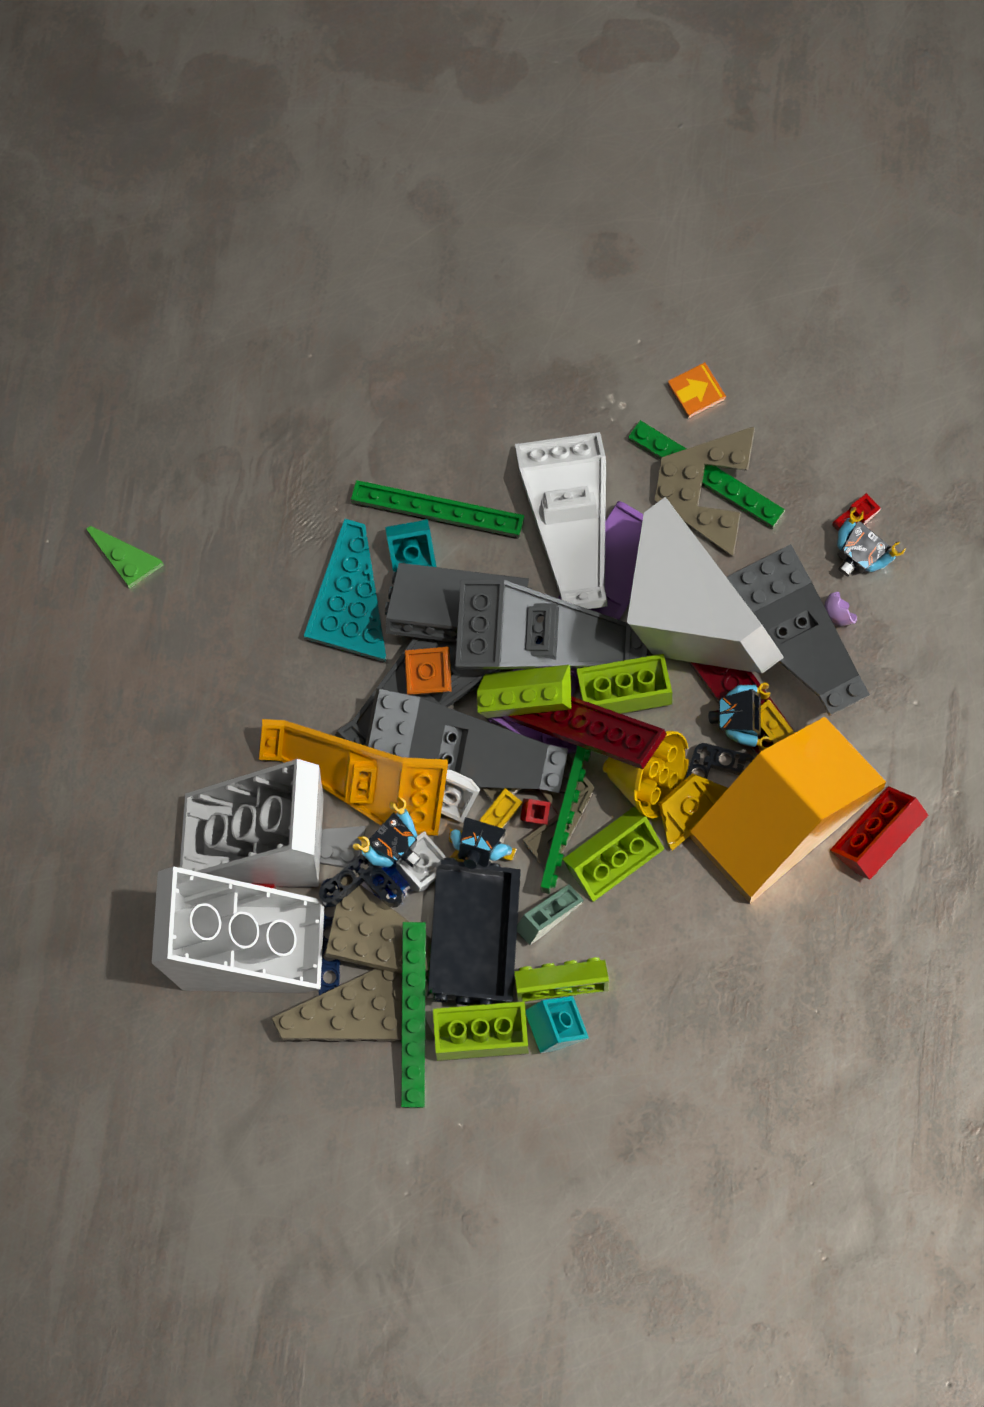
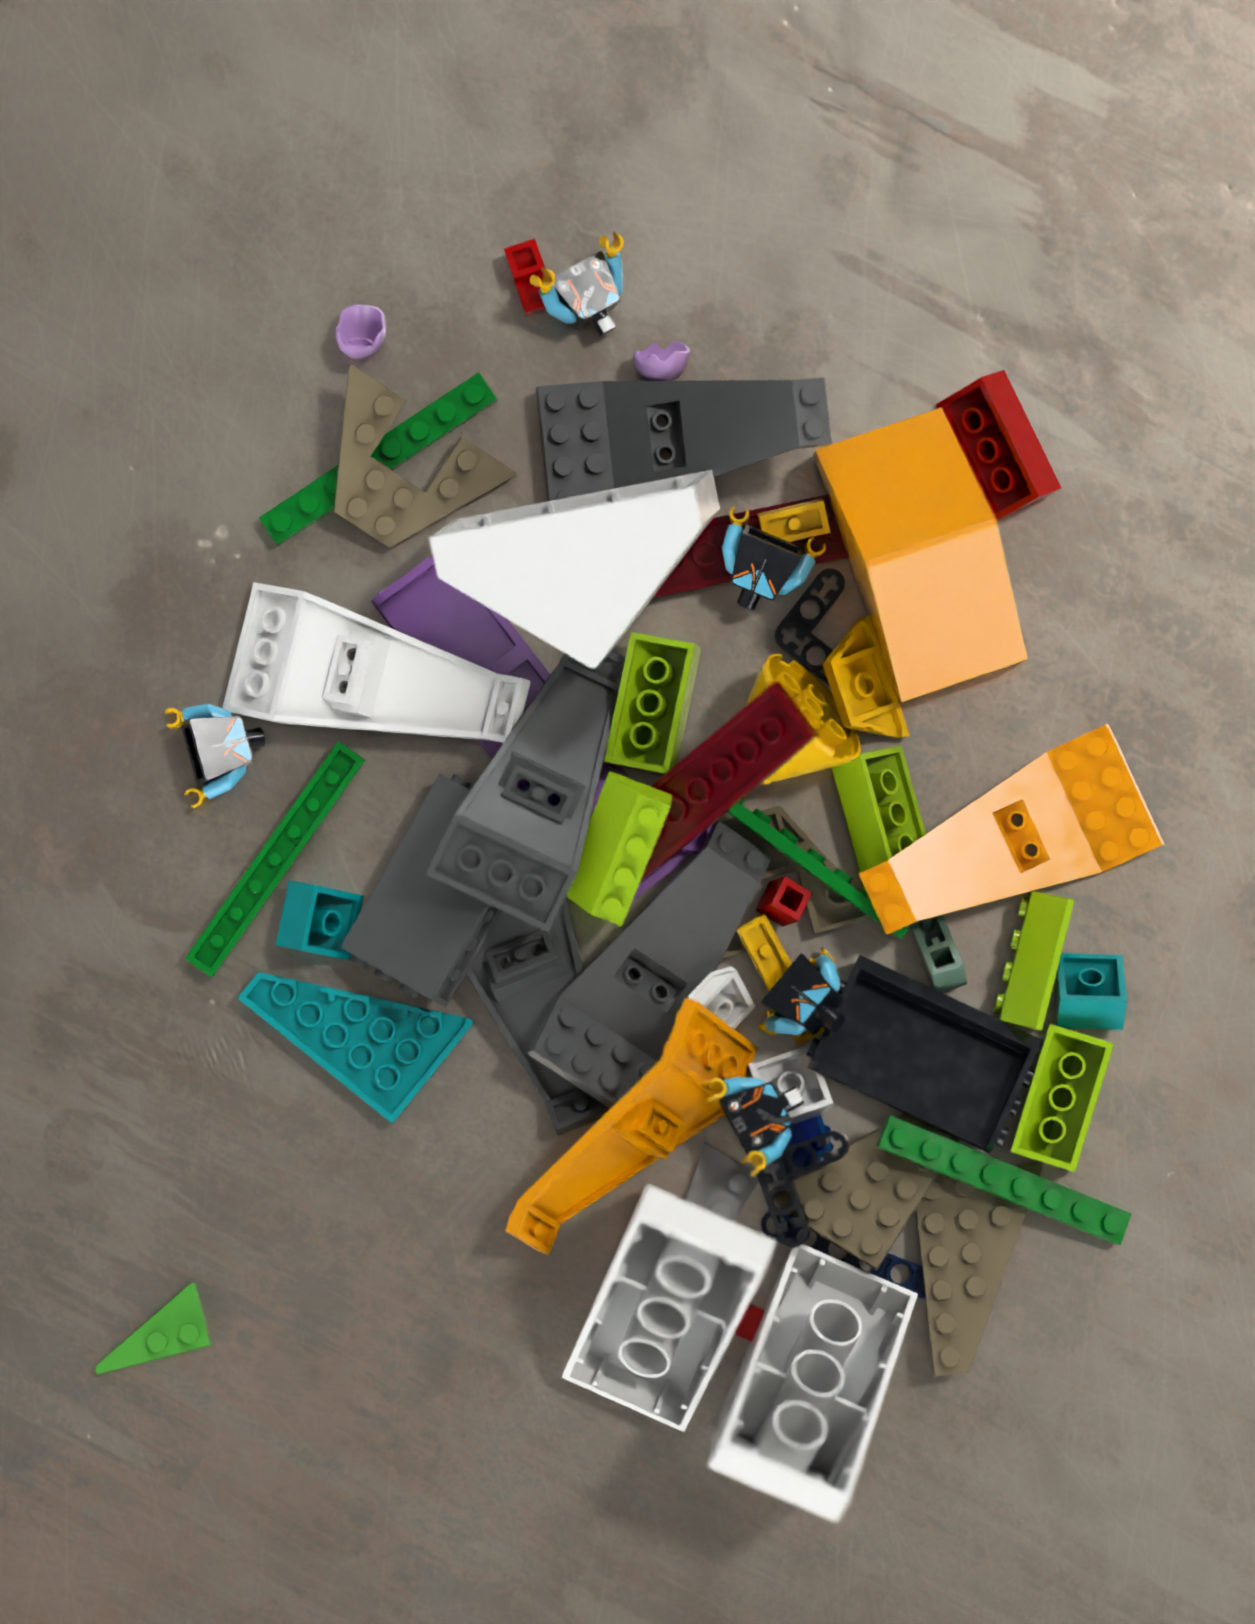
camera: 75 degrees left, 15 degrees up
(428, 671) = (528, 970): orange tile -> none
(490, 448) = (216, 747): none -> torso
(667, 970) = (1075, 810): none -> light orange wing
(696, 390) = (244, 418): orange tile -> none
(778, 432) = (360, 331): none -> lavender hair

